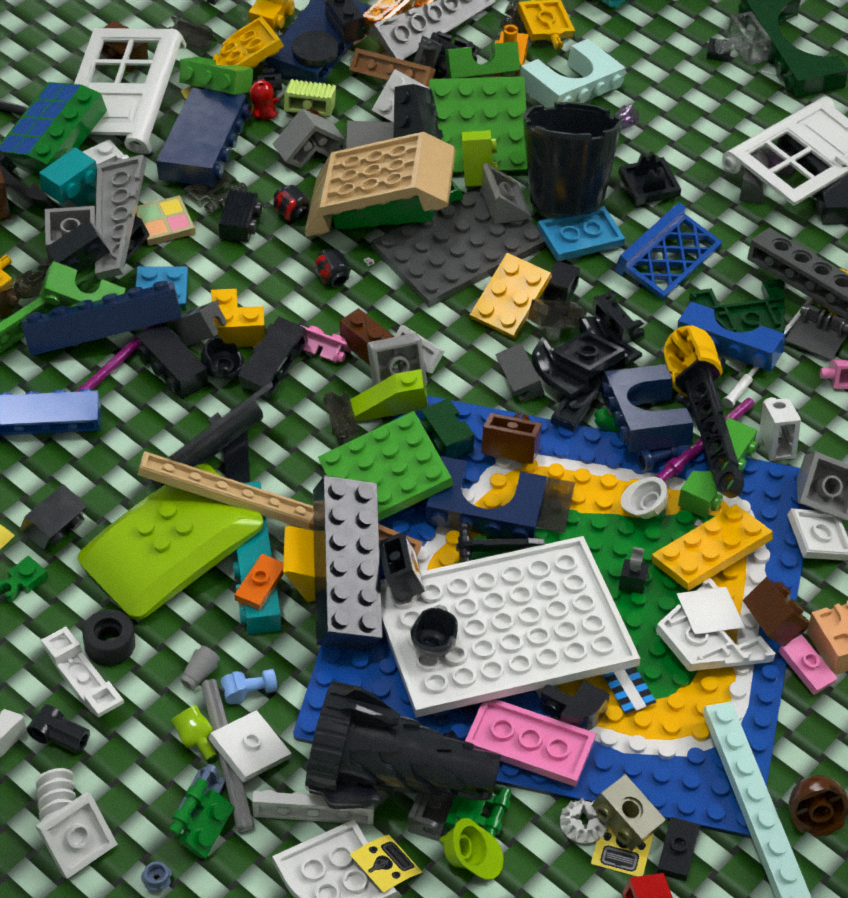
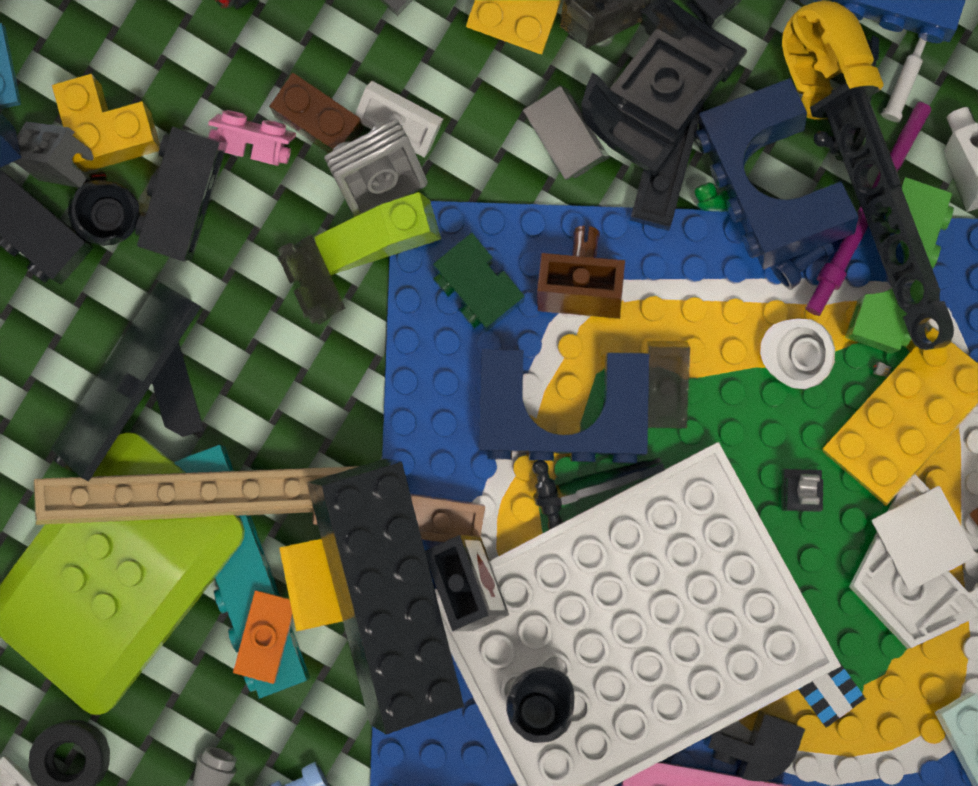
camera: 10 degrees left, 35 degrees up
(397, 459) = (403, 379): bright green plate -> none

